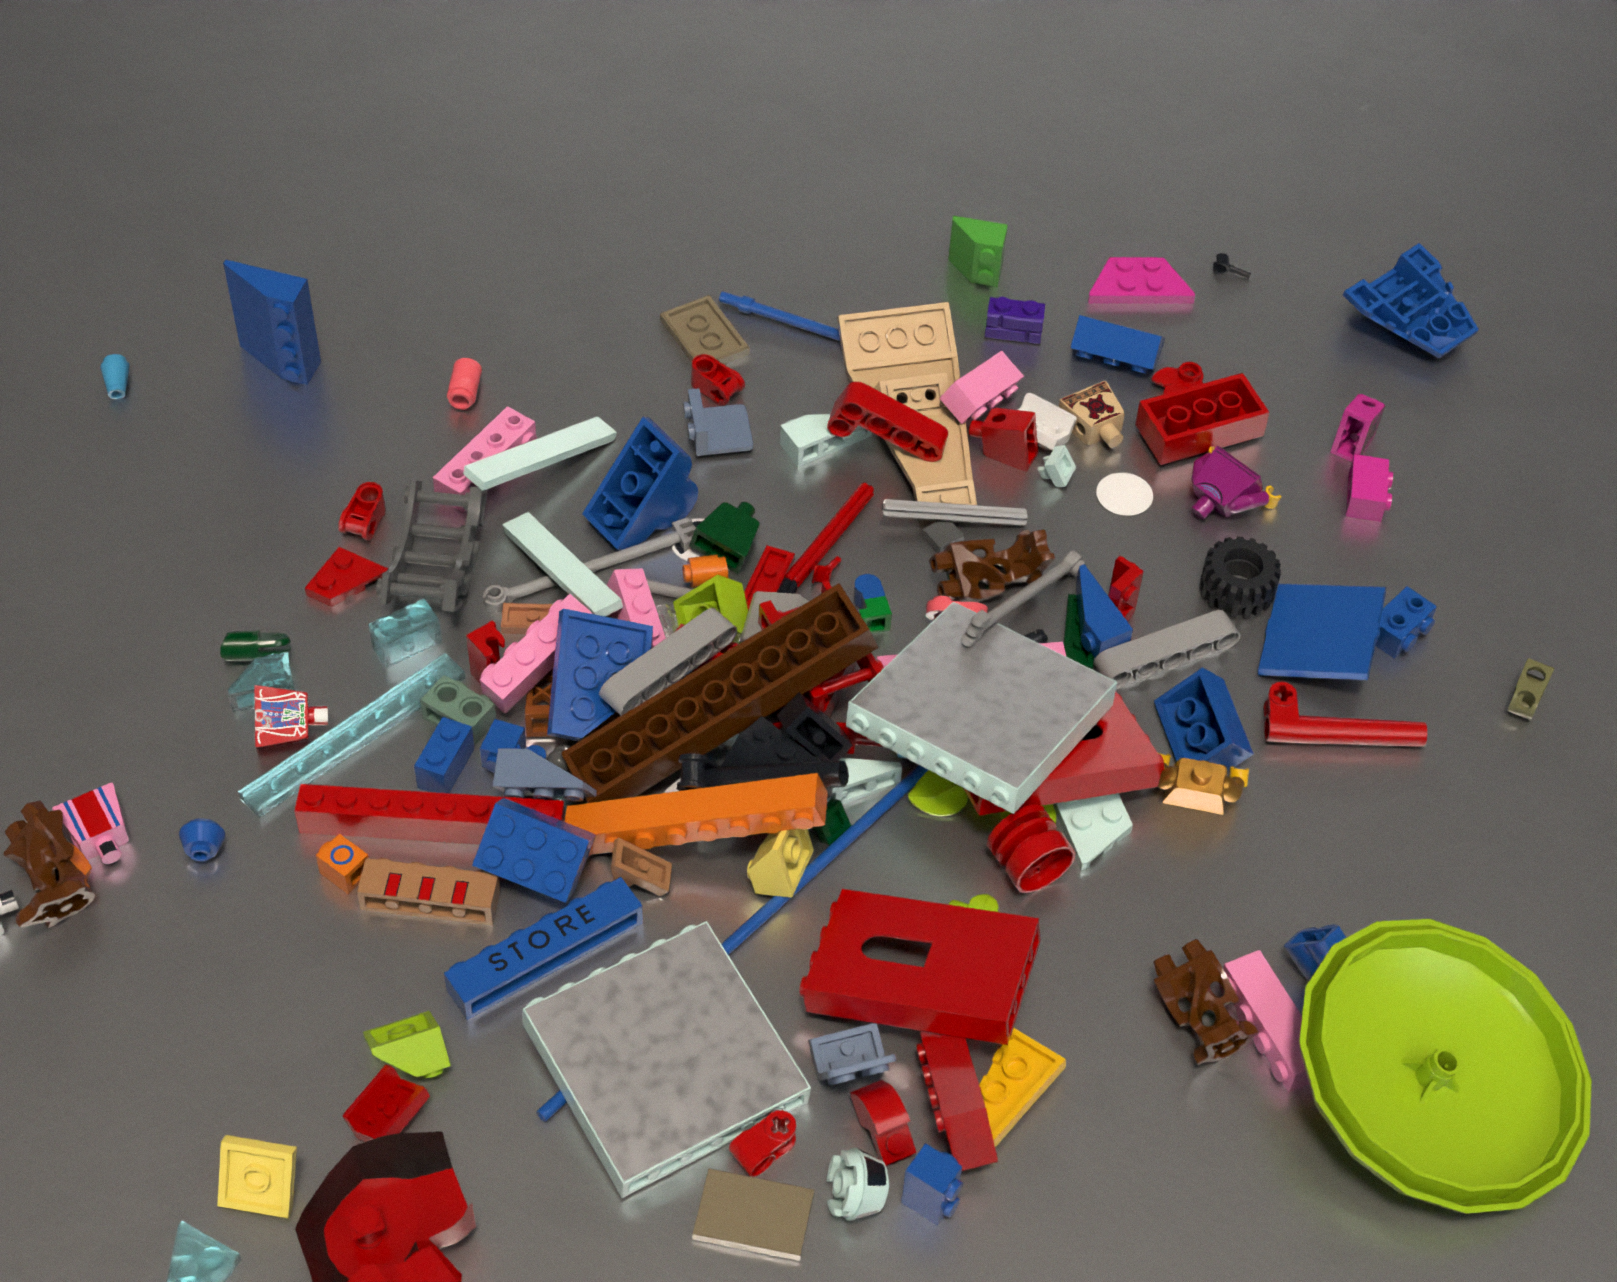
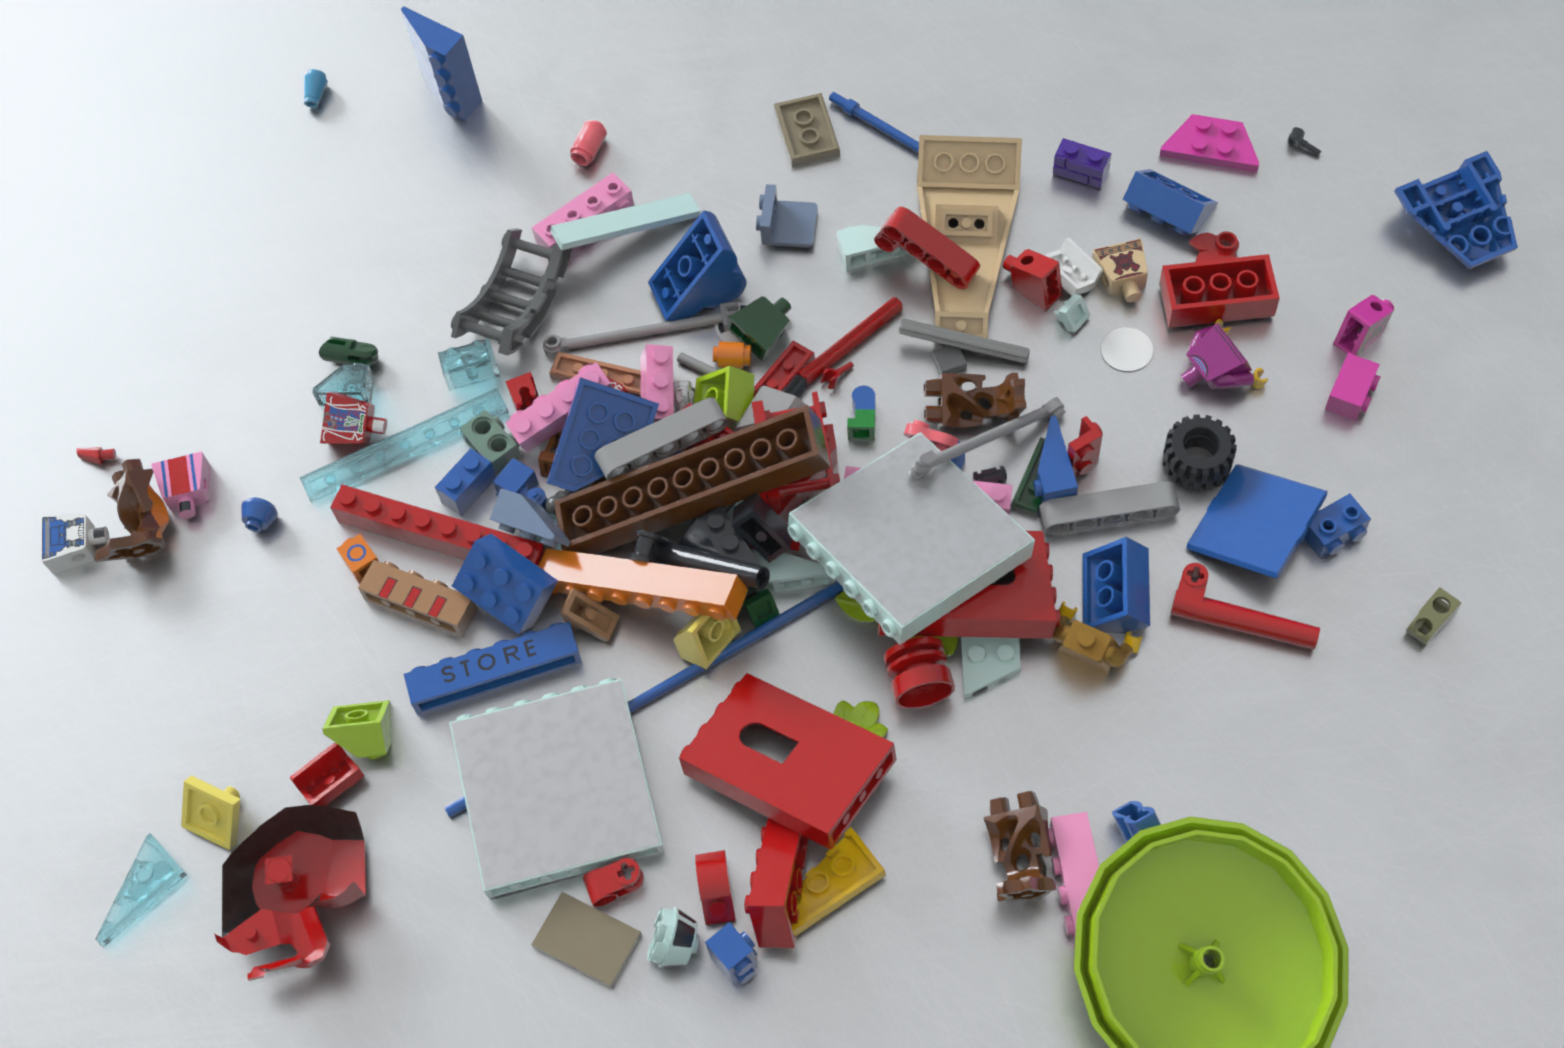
camera: 25 degrees right, 10 degrees up
(342, 576) = (437, 302): red wing -> none
(363, 511) = (469, 248): red piece -> none
(562, 565) = (612, 329): light aqua tile -> none
(715, 379) = (799, 175): red piece -> none
(848, 1051) = (706, 822): sand blue bracket -> none
(978, 249) = (1071, 89): bright green slope -> none
(982, 388) = (1026, 226): bright pink brick -> none

